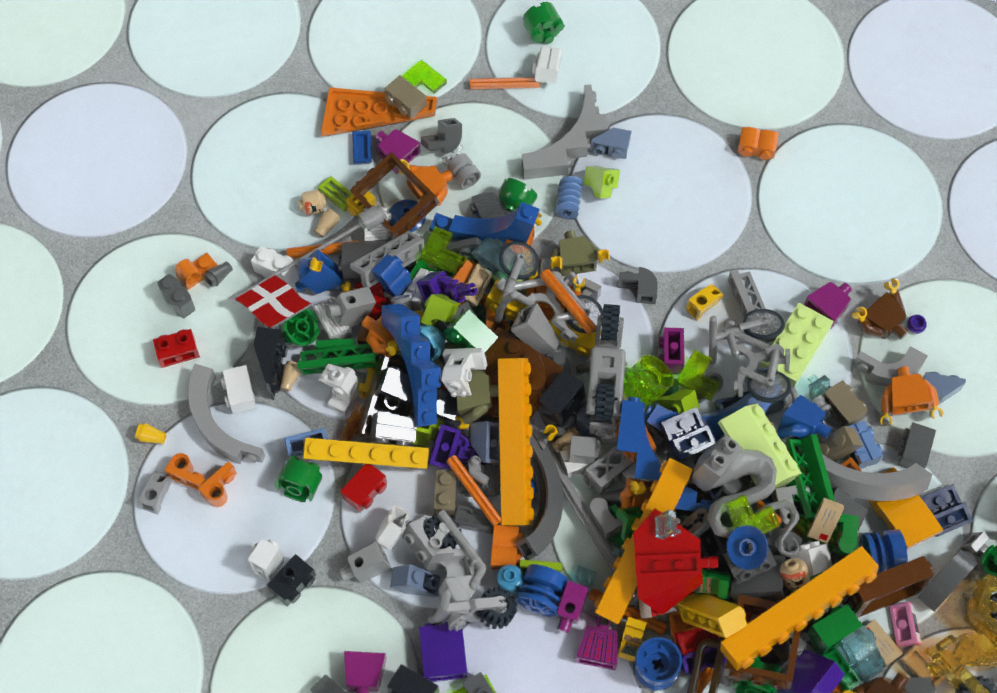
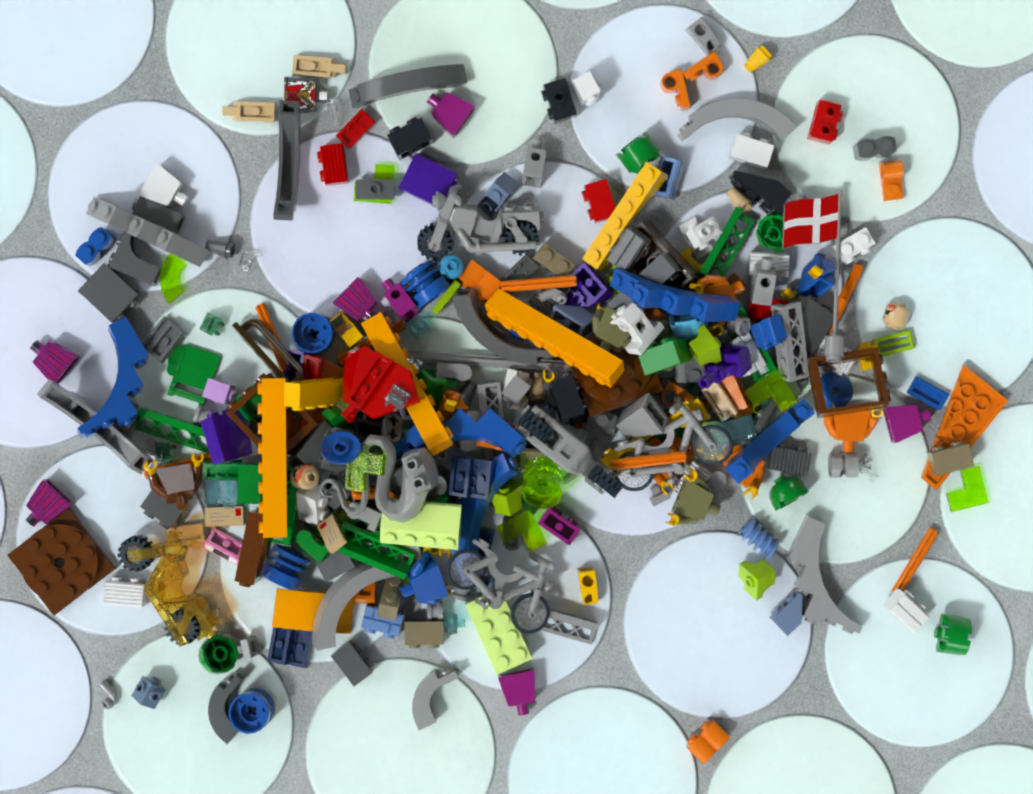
camera: 125 degrees right, 25 degrees up
(216, 275) = (875, 194): dark grey cone -> none
(327, 222) = (868, 317): tan cone -> none
(335, 342) = (742, 254): green plate -> none
(351, 423) = (663, 225): clear orange pin -> none
(392, 527) = (549, 201): white brick -> none
(448, 136) = (885, 469): dark grey brick -> none
(643, 281) = (636, 547): dark grey brick -> none
(884, 315) = (478, 724): reddish brown torso -> none
(909, 395) = (394, 686): orange torso -> none
(916, 324) = (455, 747): dark purple plate -> none
(945, 385) = (389, 719): sand blue slope -> none
(948, 579) = (234, 605): dark grey arch -> none

